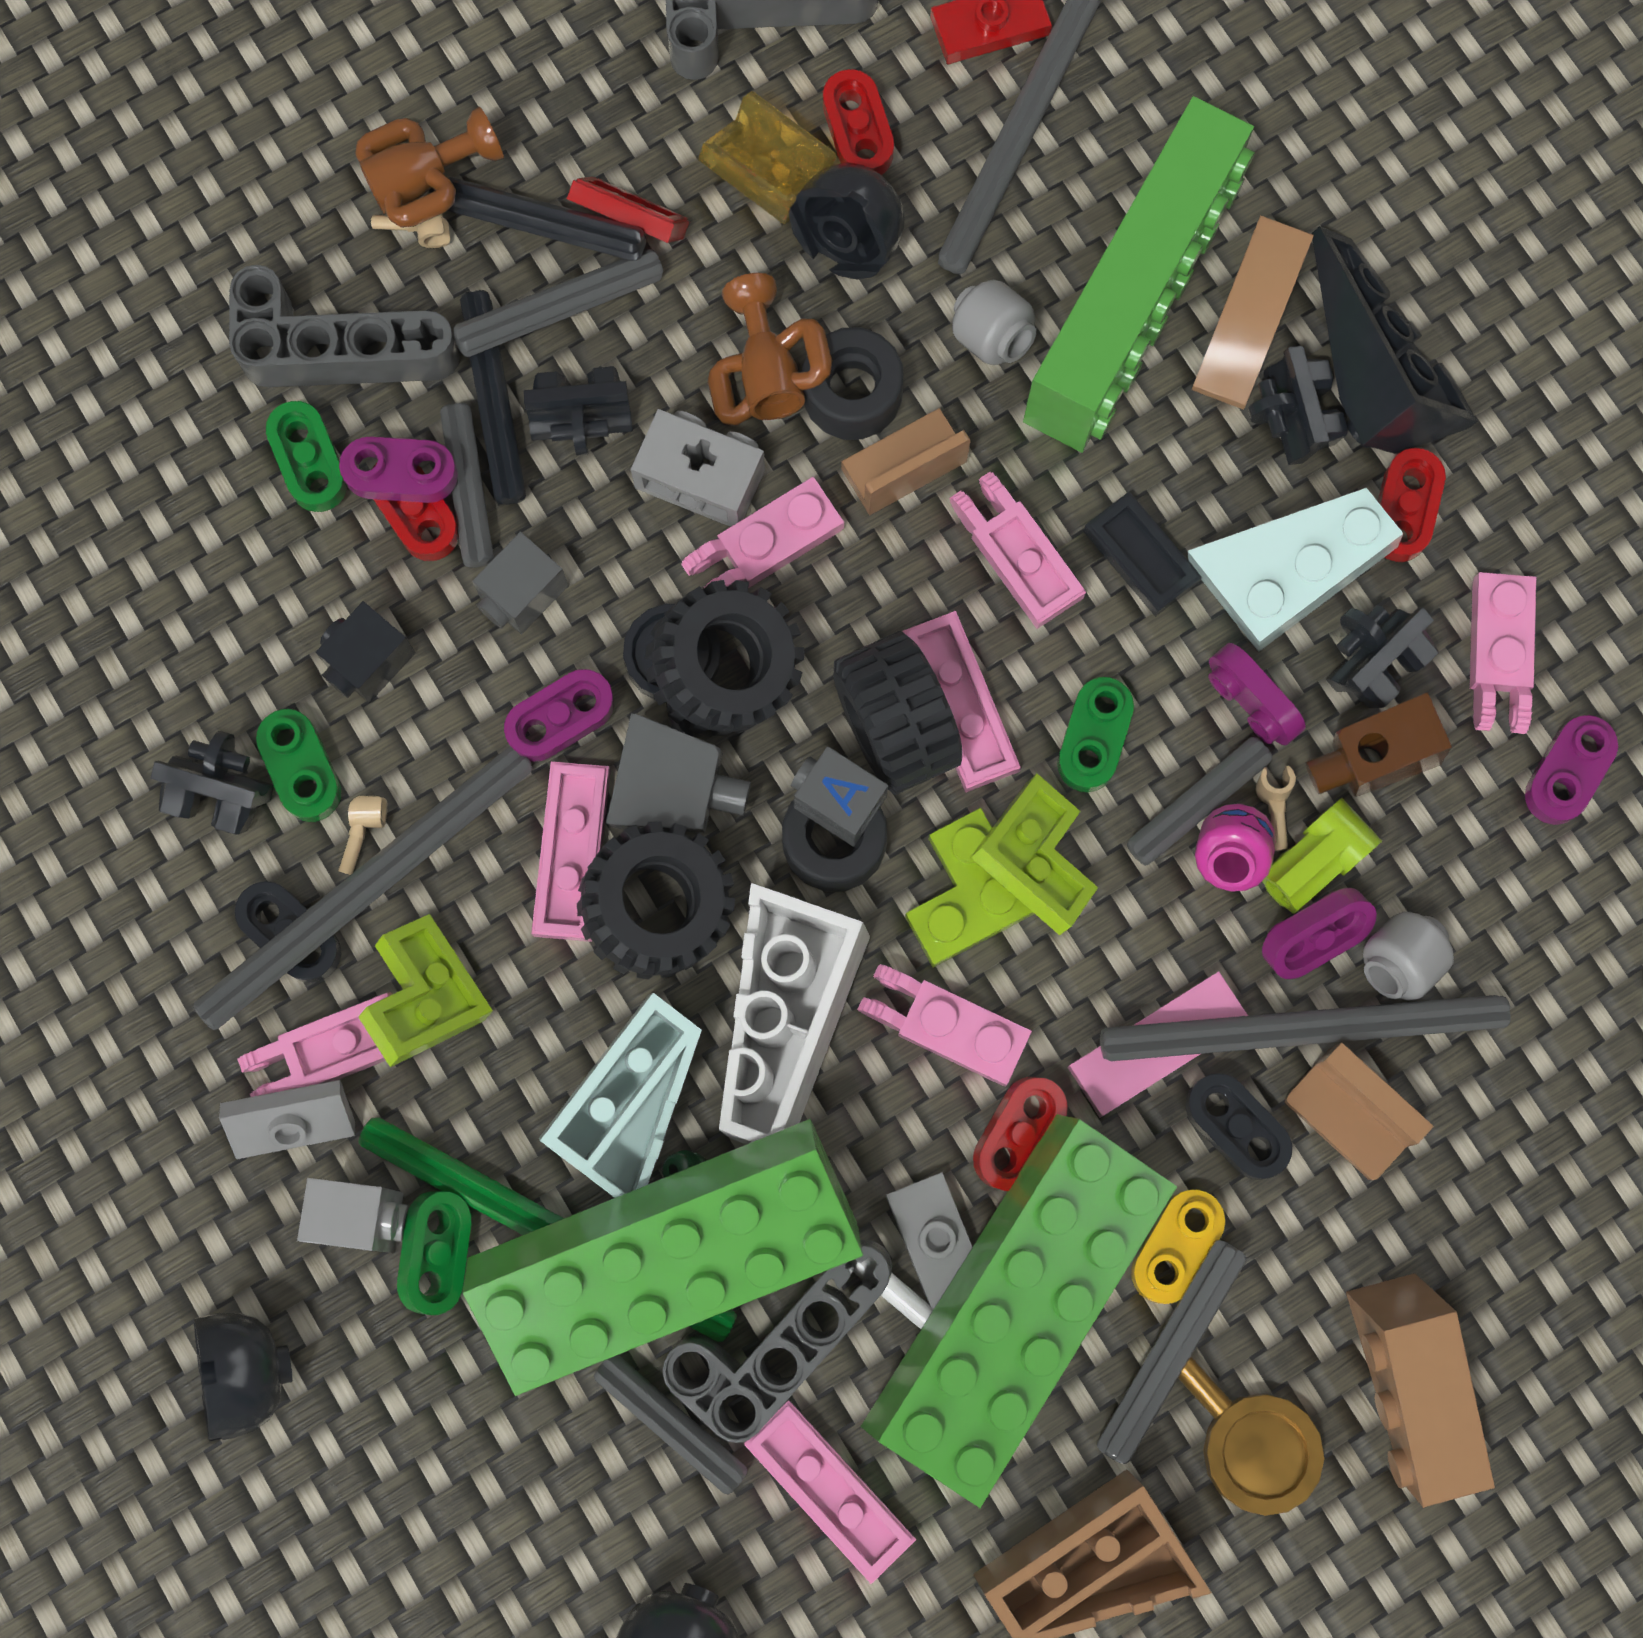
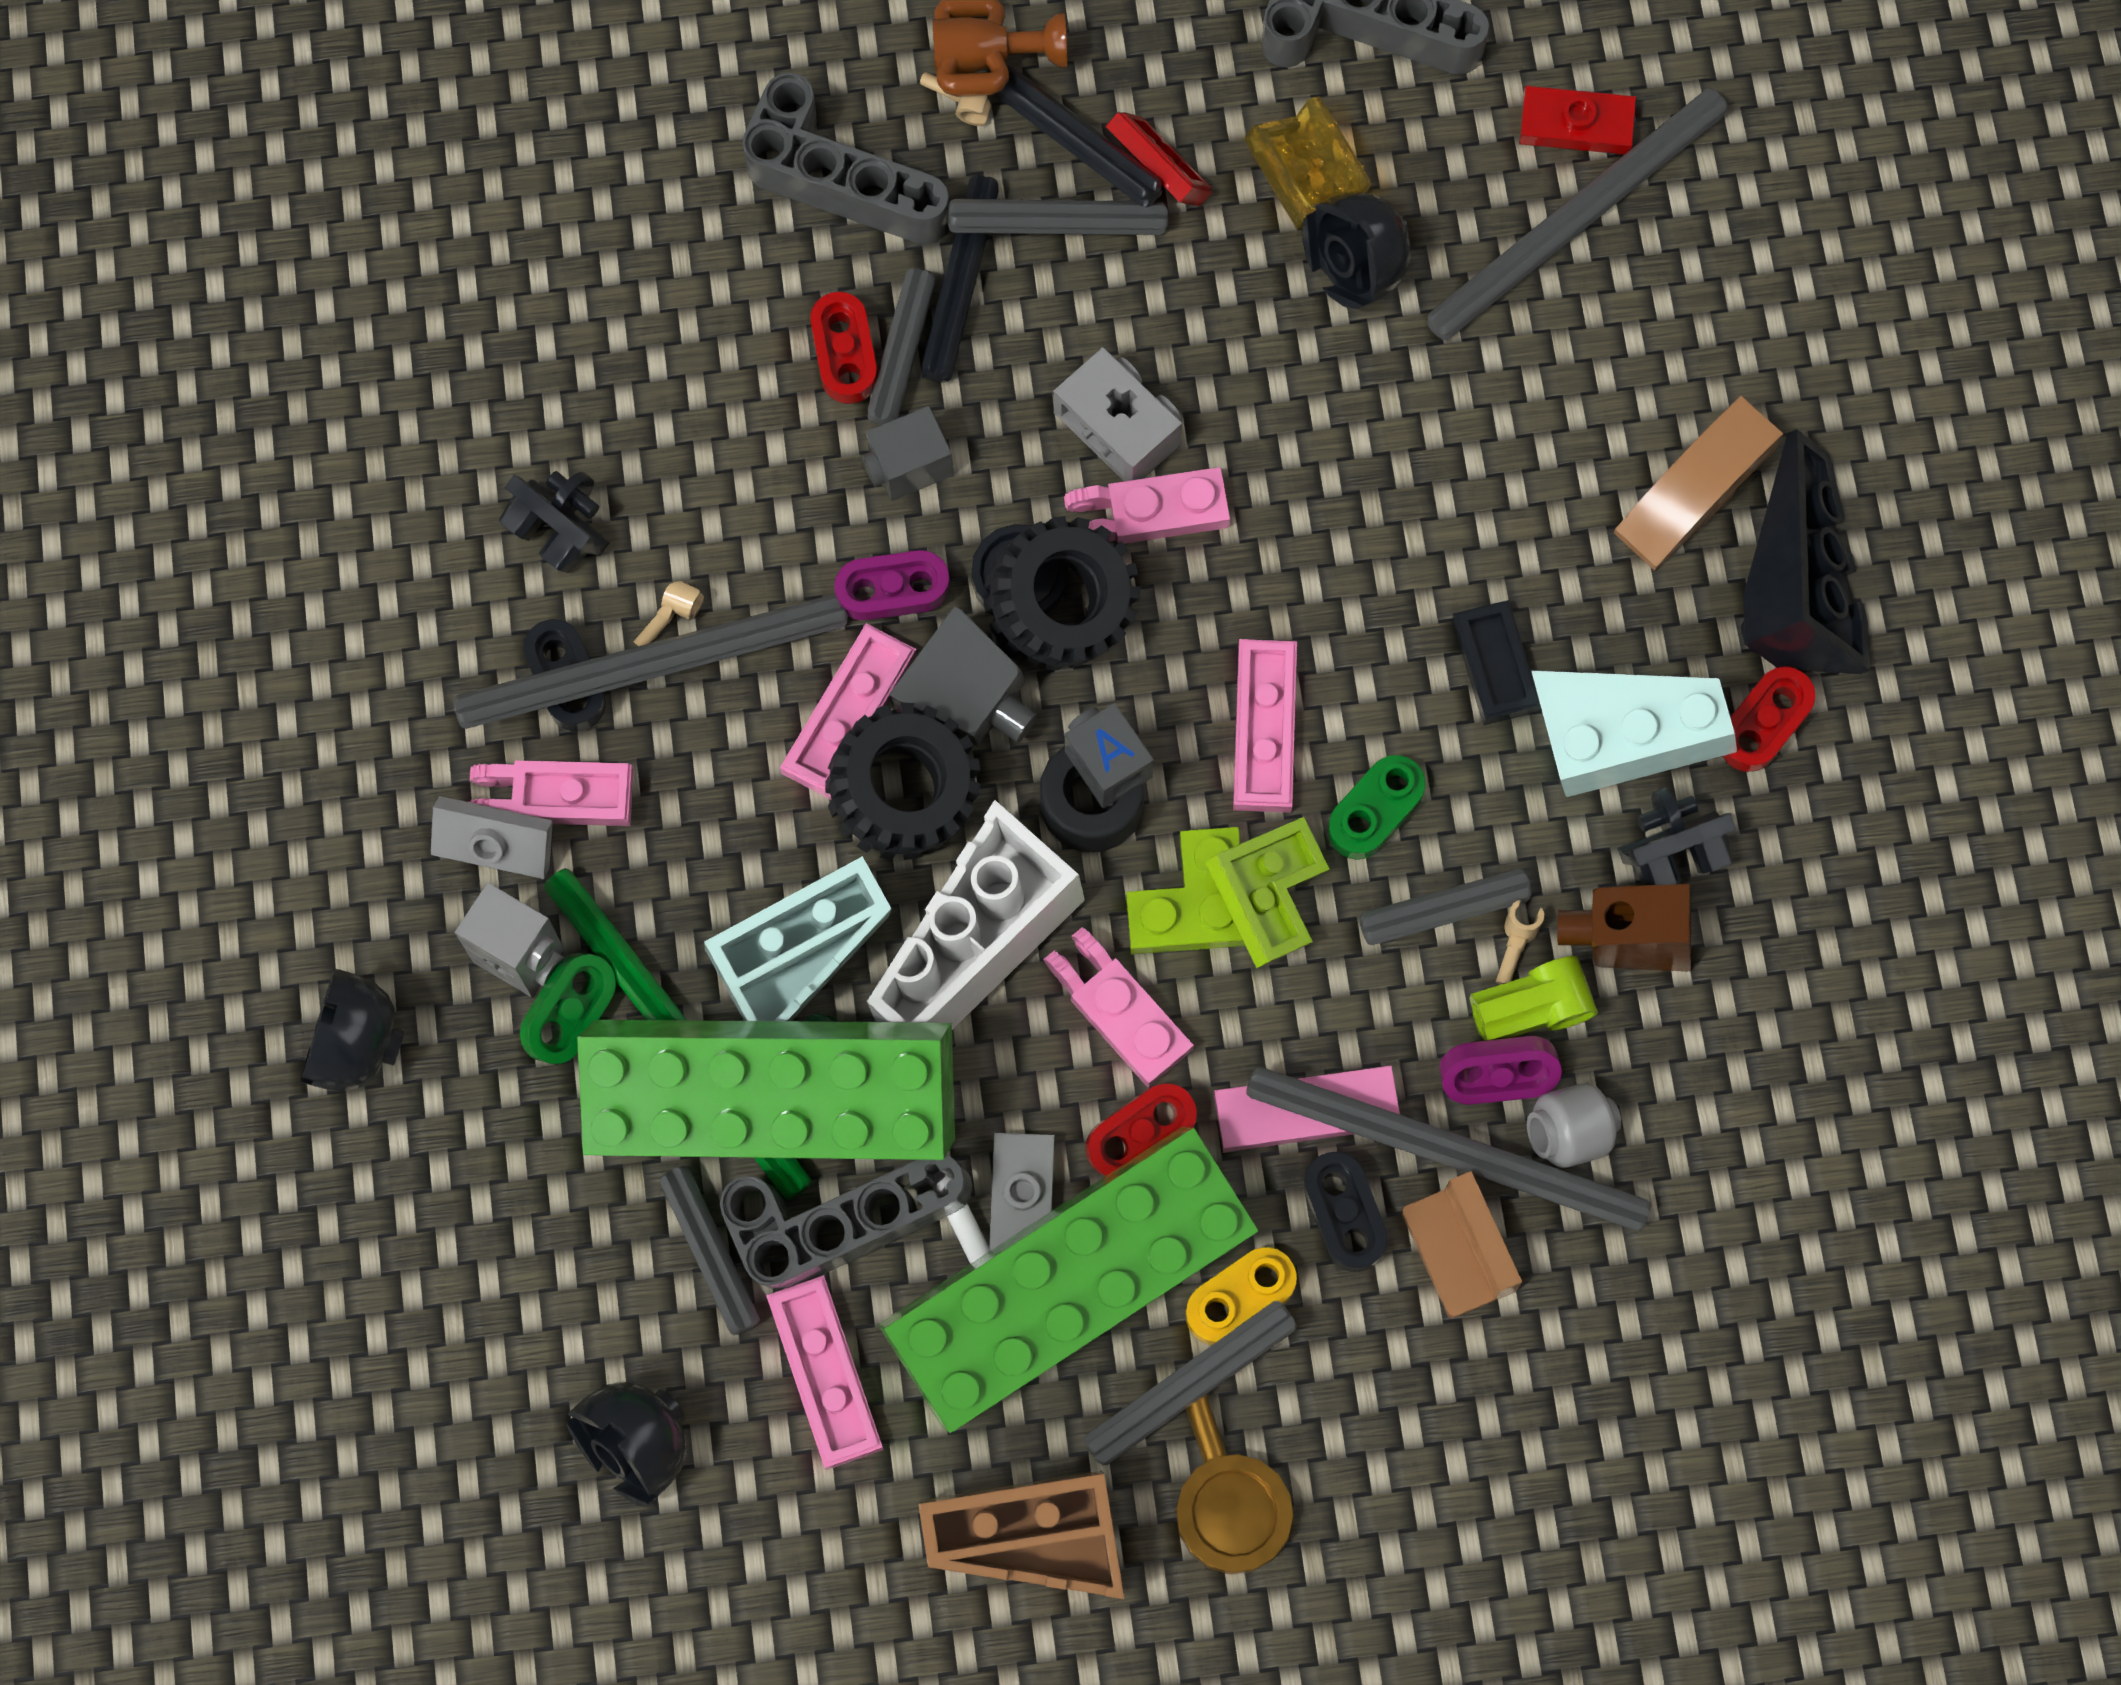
camera: 25 degrees right, 5 degrees down
(298, 762) = (639, 530): green plate -> none
(305, 460) = (768, 267): green plate -> none
(363, 653) = (741, 457): black brick -> none
(396, 468) = (841, 307): magenta plate -> none
(435, 998) = (669, 784): lime plate -> none
(578, 410) = (1031, 321): black hips -> none
(767, 366) = (1222, 348): dark orange piece -> none
(858, 128) = (1408, 169): red plate -> none
(867, 416) = (1300, 365): black tyre -> none
(898, 712) = (1196, 704): black tyre -> none
(905, 461) = (1313, 488): medium nougat panel -> none
(994, 322) = (1451, 395): light grey head -> none
(1019, 553) = (1380, 615): bright pink hinge -> none
(1140, 276) = (1602, 406): bright green brick -> none
(1235, 847) = (1455, 958): dark pink head -> none
(1270, 711) = (1547, 852): magenta plate -> none
(1293, 408) = (1694, 585): black hips -> none
(1422, 1389) = (1402, 1516): medium nougat wedge -> none
(1502, 647) = (1799, 885): bright pink hinge -> none
(1572, 766) = (1814, 1024): magenta plate -> none

